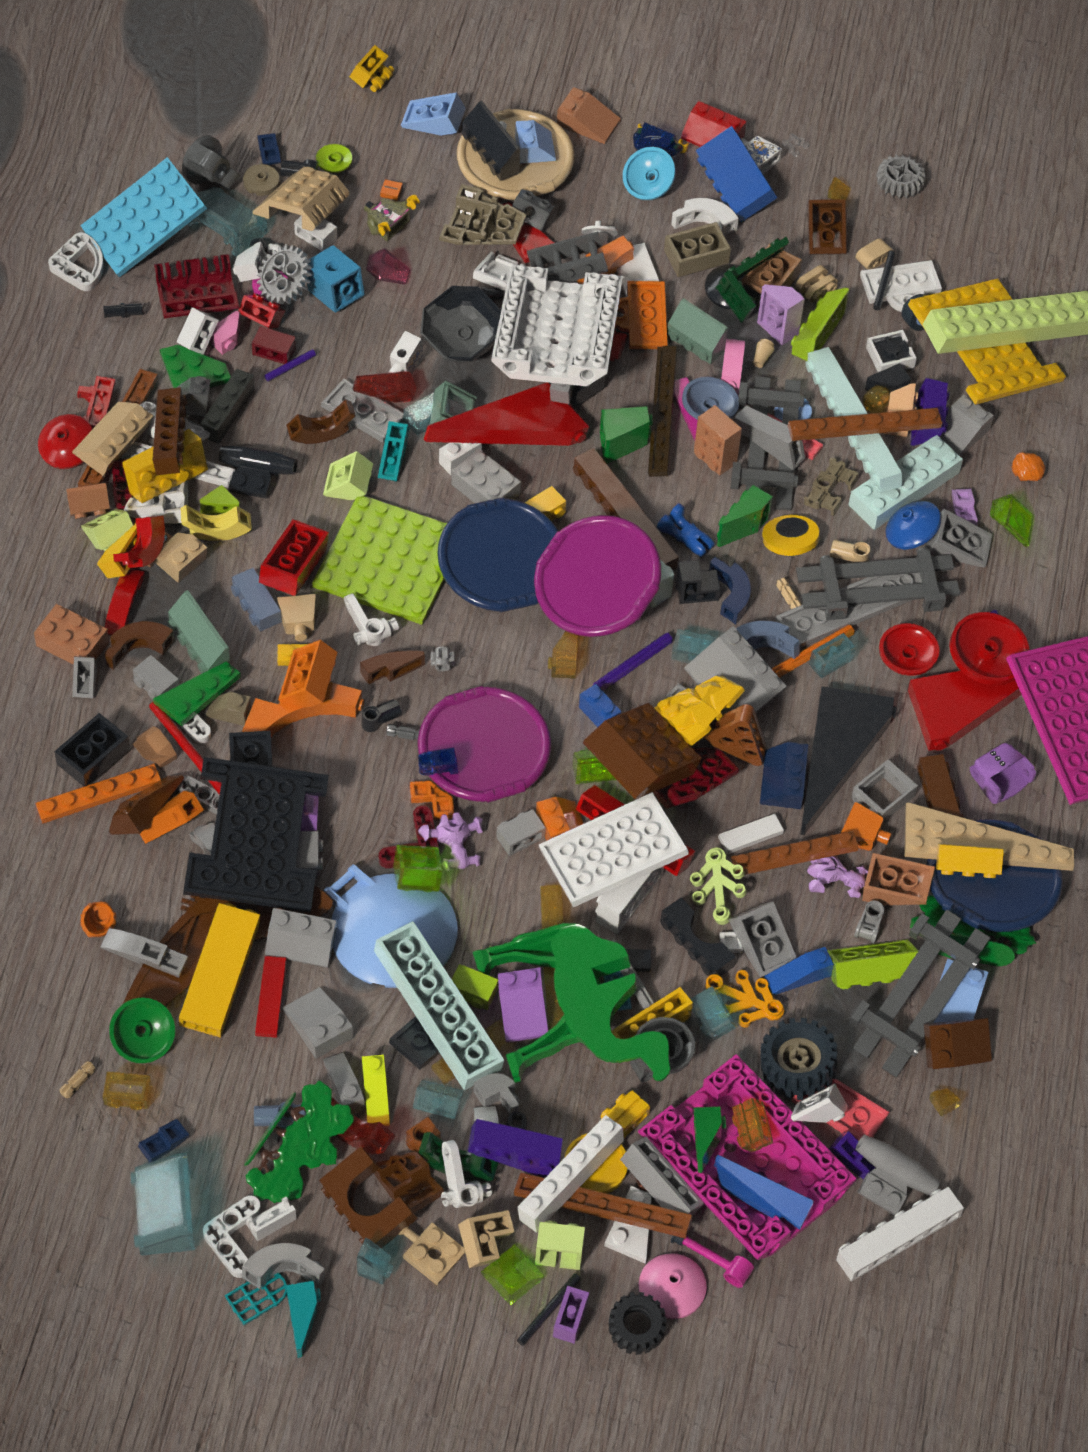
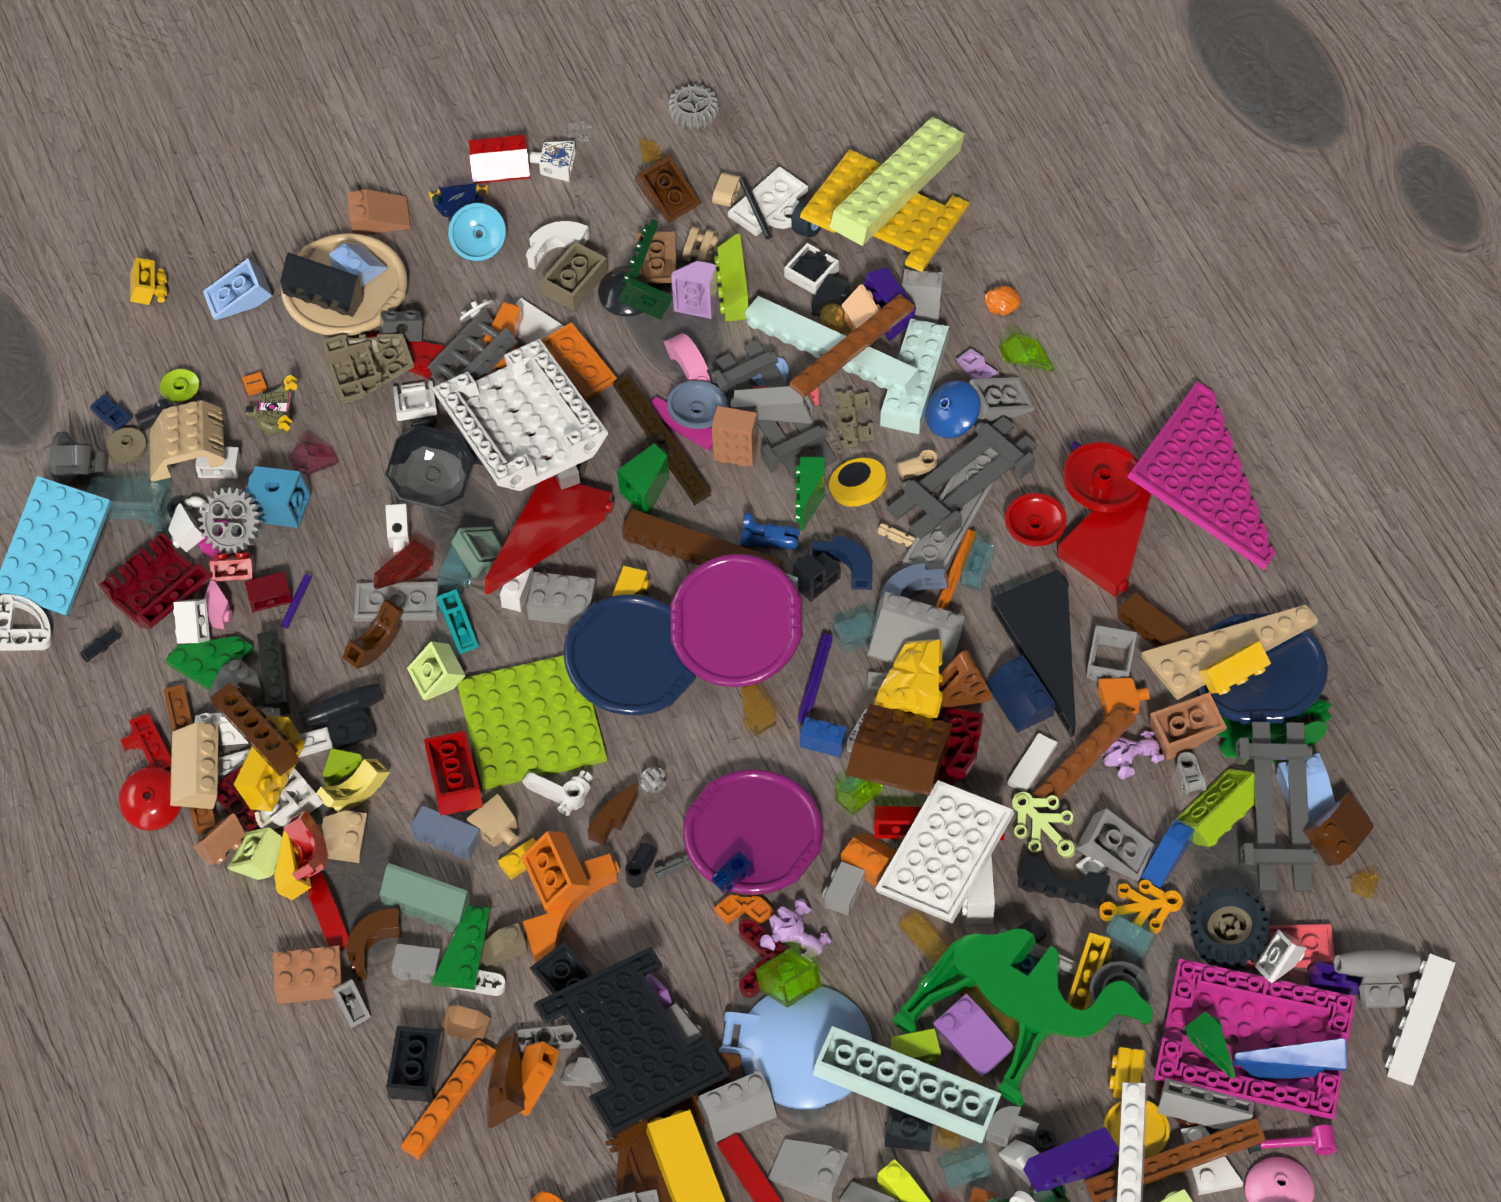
camera: 30 degrees left, 0 degrees up
(183, 742) = (497, 1005): red piece -> none
(697, 331) = (635, 350): sand green slope -> none
(735, 174) = (553, 187): blue brick -> none
(752, 1125) = (1241, 1009): clear yellow brick -> none
(763, 351) = (702, 333): tan cone -> none
(1002, 773) = (1192, 577): medium lavender piece -> none

